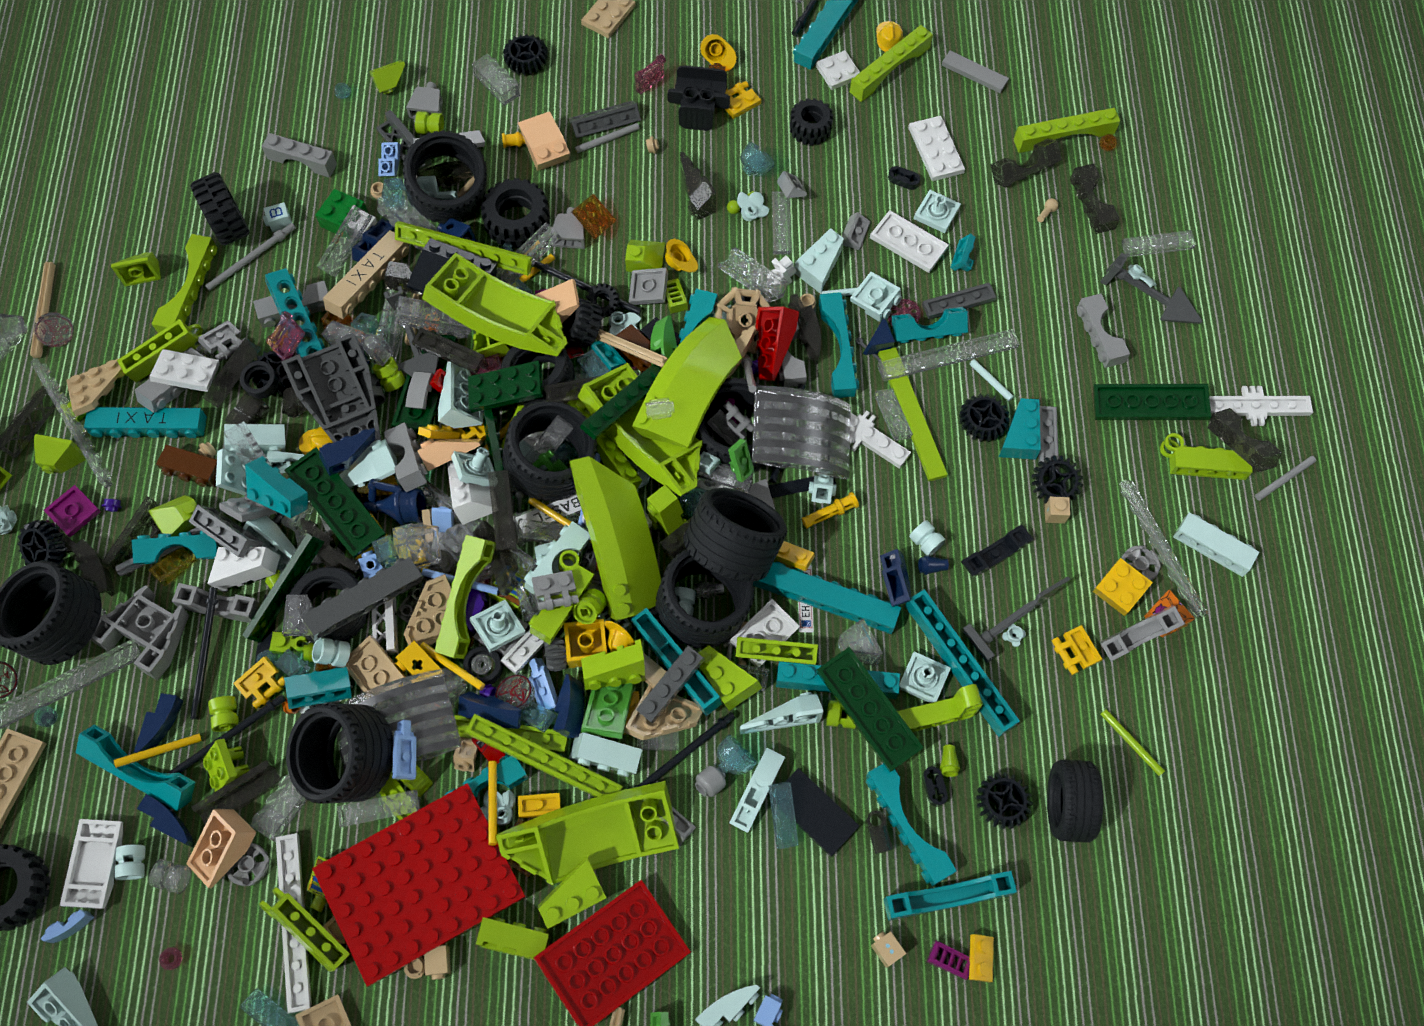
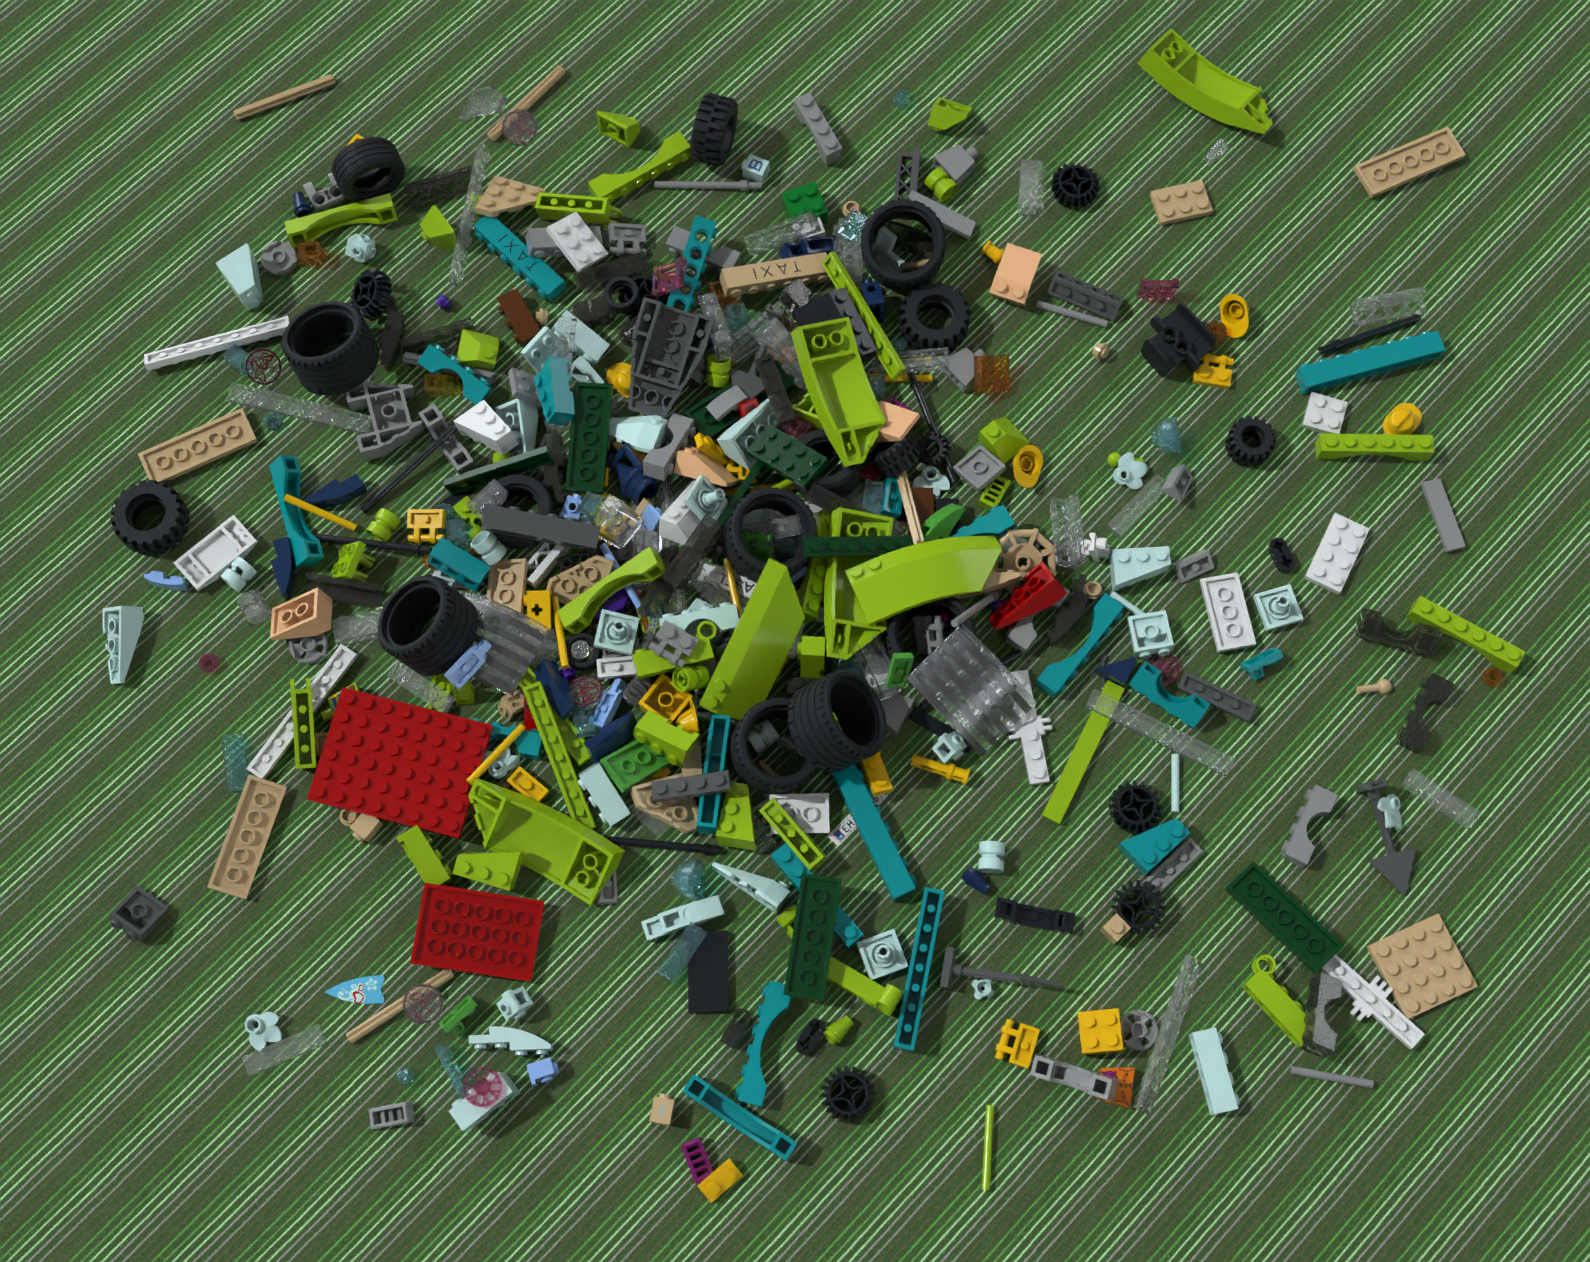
camera: 45 degrees right, 5 degrees up
(72, 511) = (414, 283): magenta plate -> none
(223, 530) = (496, 391): dark grey fence -> none
(343, 453) = (626, 406): dark blue slope -> none
(389, 159) = (883, 190): light blue slope -> none
(659, 408) = (872, 576): clear brick -> none
(696, 986) = (514, 1003): none -> light aqua brick
(699, 190) = (1093, 426): clear smoke wedge -> none
(708, 463) = (877, 648): light aqua tile -> none
(710, 781) = (656, 881): light grey head -> none
(861, 643) = (857, 884): clear slope -> none
(893, 414) = (1066, 739): clear plate -> none
(896, 577) = (935, 863): dark blue slope -> none
(1075, 801) = (890, 1140): black tyre -> none
(1260, 356) = (1422, 966): none -> tan plate

